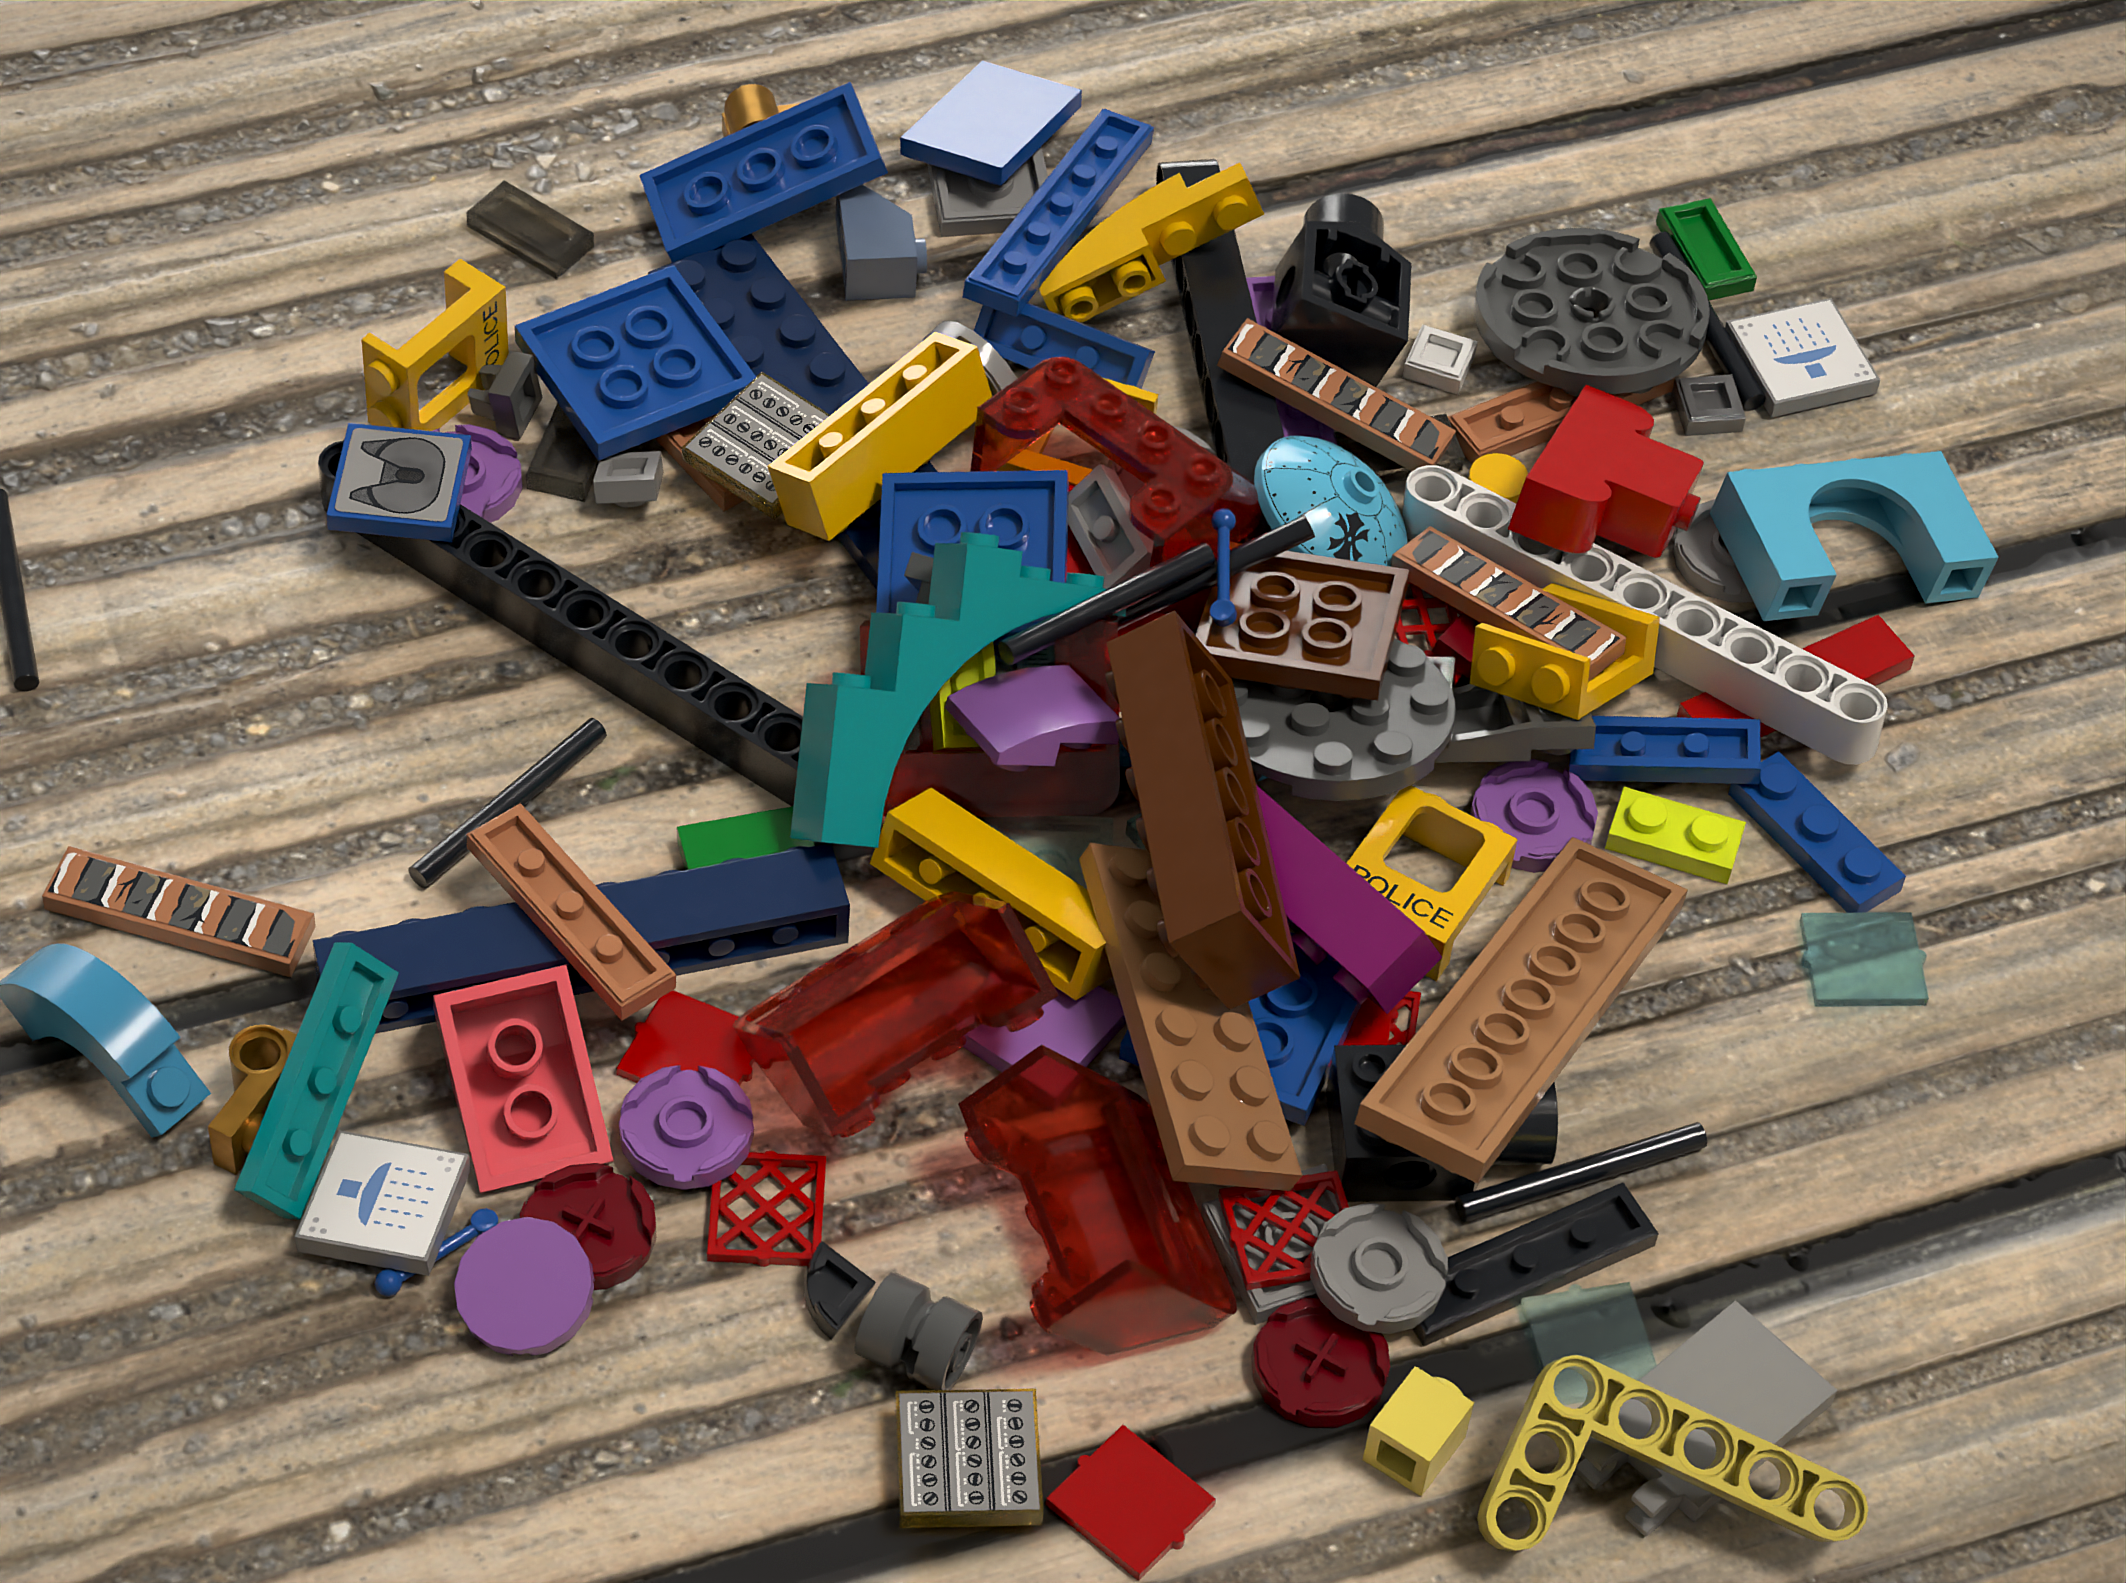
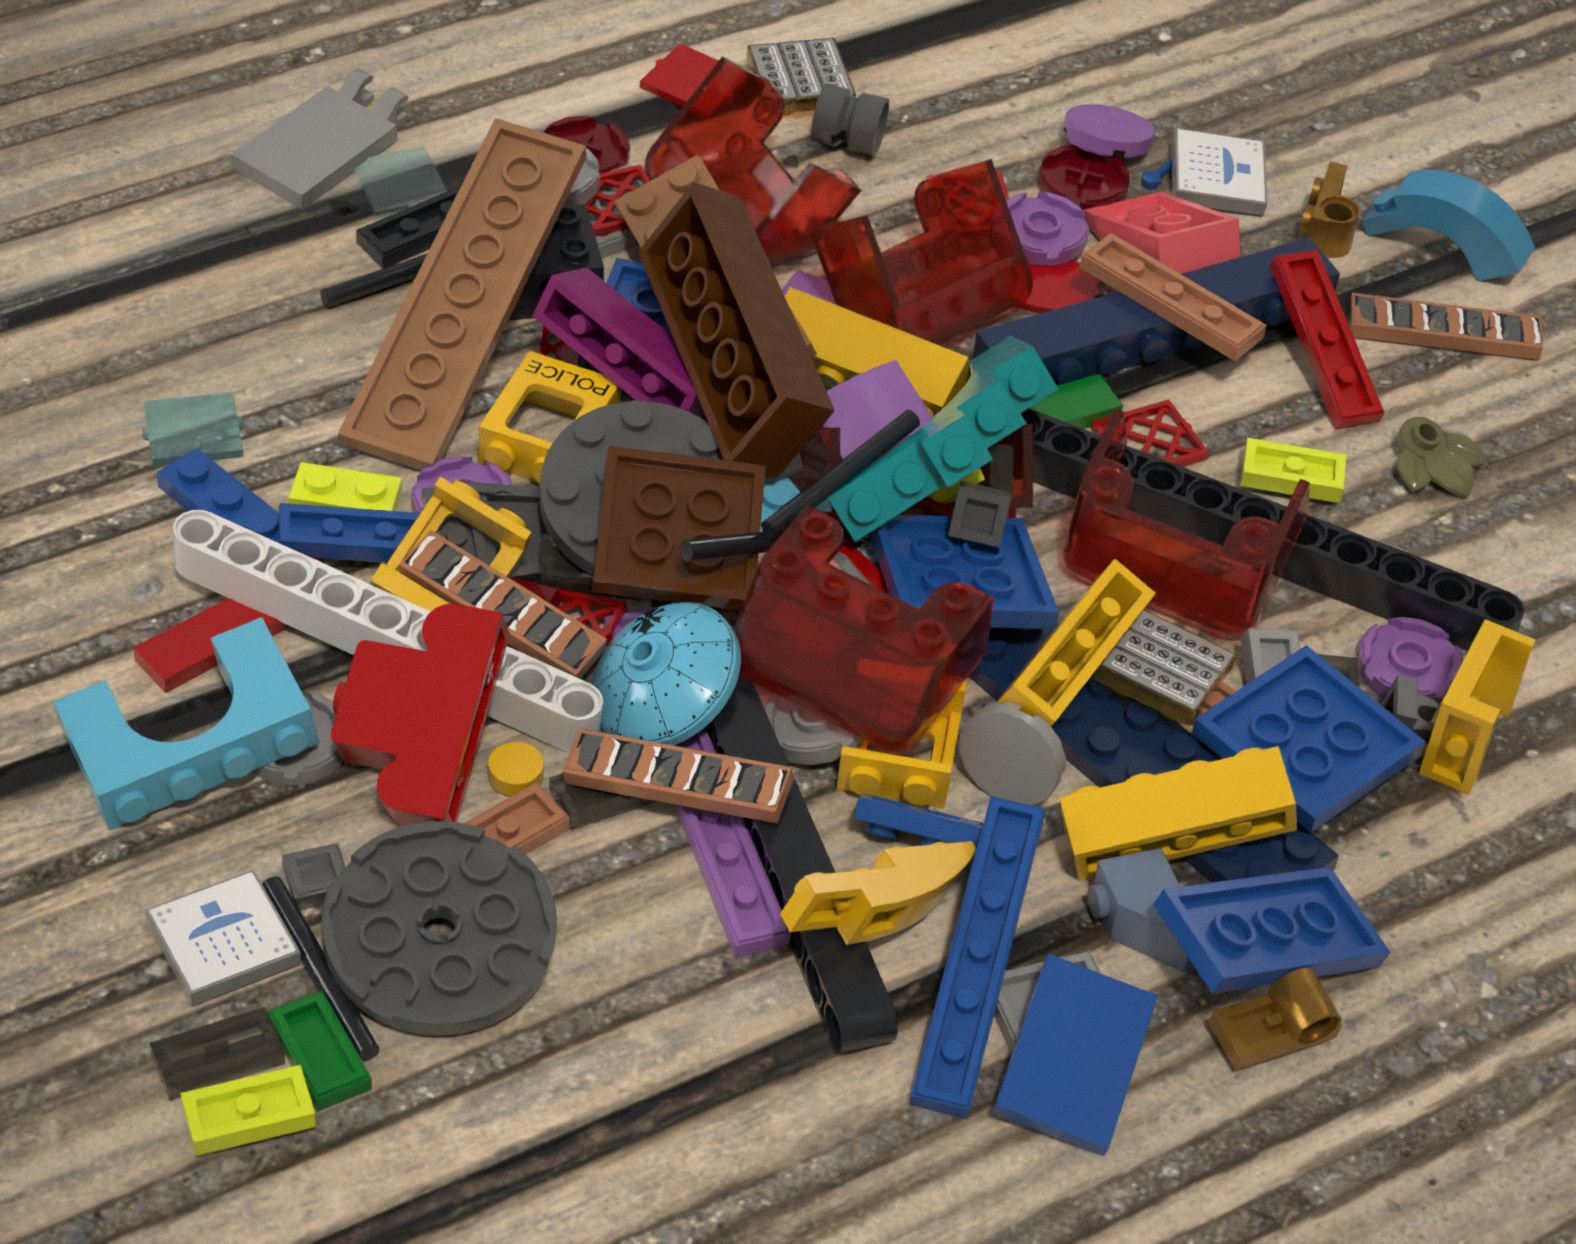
camera: 170 degrees right, 5 degrees down
(296, 716) = (1437, 456): none -> olive plate
(316, 1081) = (1292, 195): teal plate -> none
(373, 862) = (1327, 339): none -> red tile
(399, 482) = (1447, 578): tile -> none
(494, 710) = (1281, 466): none -> neon yellow plate
(519, 791) = (1254, 419): black bar -> none
(530, 229) = (1465, 900): clear smoke tile -> none
(649, 763) = (1183, 429): none -> red window
(698, 553) = (1192, 577): none -> clear red windscreen
(816, 284) = (1181, 810): none -> yellow brick
(833, 1289) = (910, 157): black tile -> none
(1223, 610) = (746, 498): blue hinge -> none
(1344, 288) = (690, 885): black brick -> none
(1418, 1430) = (516, 99): light yellow brick -> none
(1439, 359) = (583, 887): white tile -> none
(1662, 1448) = (412, 77): light yellow beam -> none
(1773, 194) = (248, 1110): none -> neon yellow plate
(1805, 266) = (220, 1060): none -> clear smoke tile

